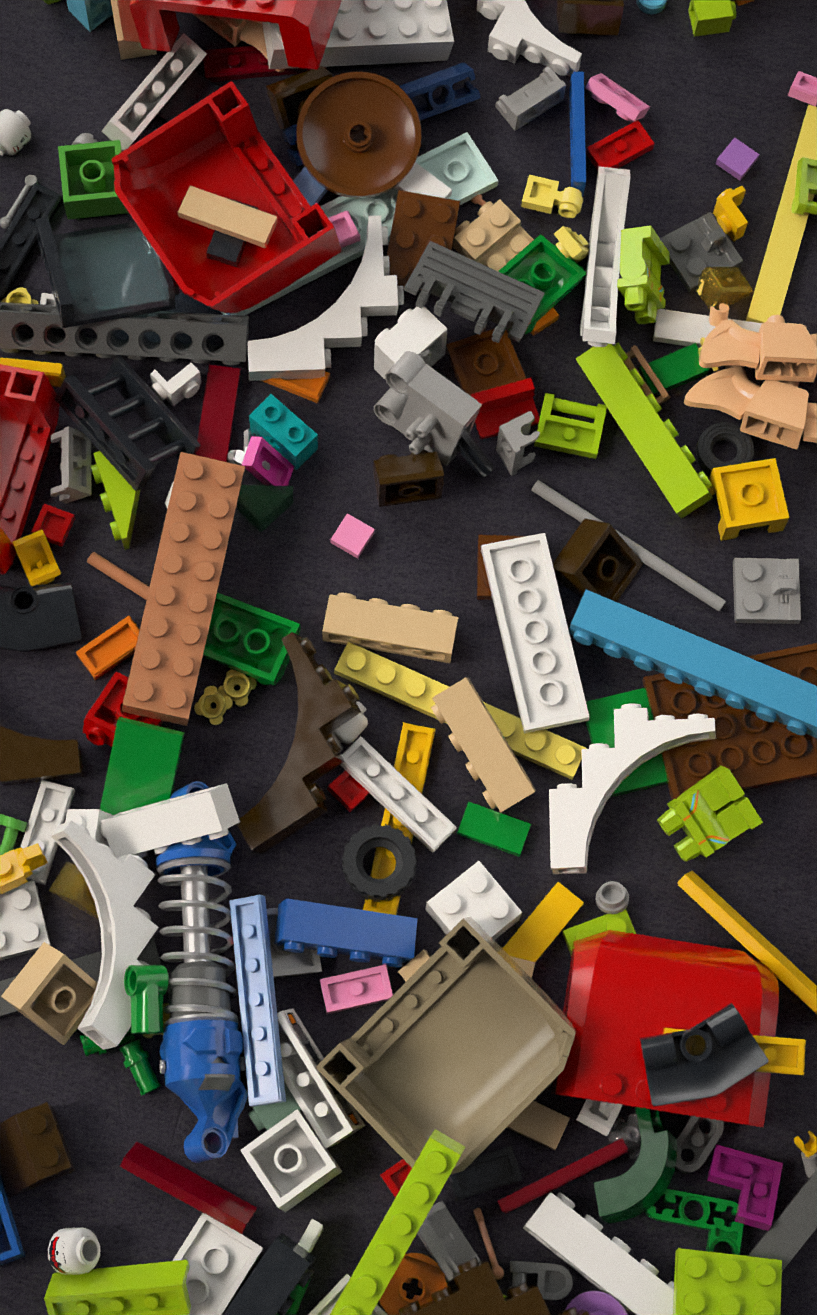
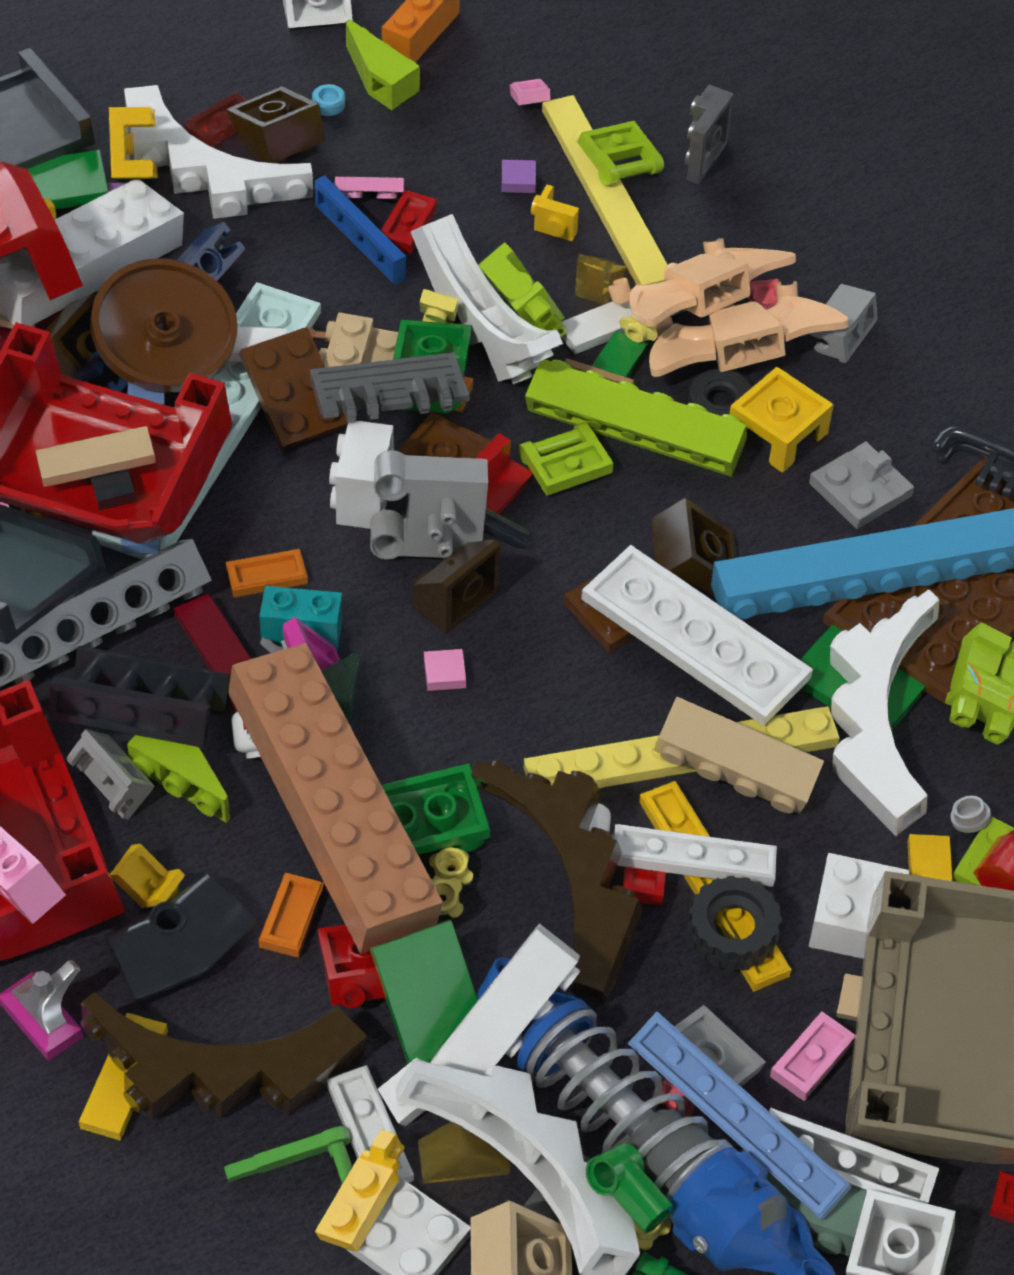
camera: 35 degrees left, 20 degrees down
(54, 524) = (134, 832): red plate -> none
(118, 575) = (251, 845): nougat bar -> none
(182, 385) = (162, 641): white bracket -> none
(302, 351) = (265, 534): white arch -> none
(346, 932) = (760, 1002): blue brick -> none
(390, 627) = (556, 719): tan brick -> none
(493, 829) = (808, 831): green tile -> none
(513, 439) = (533, 493): light grey hinge -> none
(532, 99) = (291, 228): light grey hinge -> none
(543, 194) = (372, 294): light yellow plate -> none
(644, 555) = (735, 522): light grey piece -> none
(697, 247) = (553, 259): dark grey hinge -> none

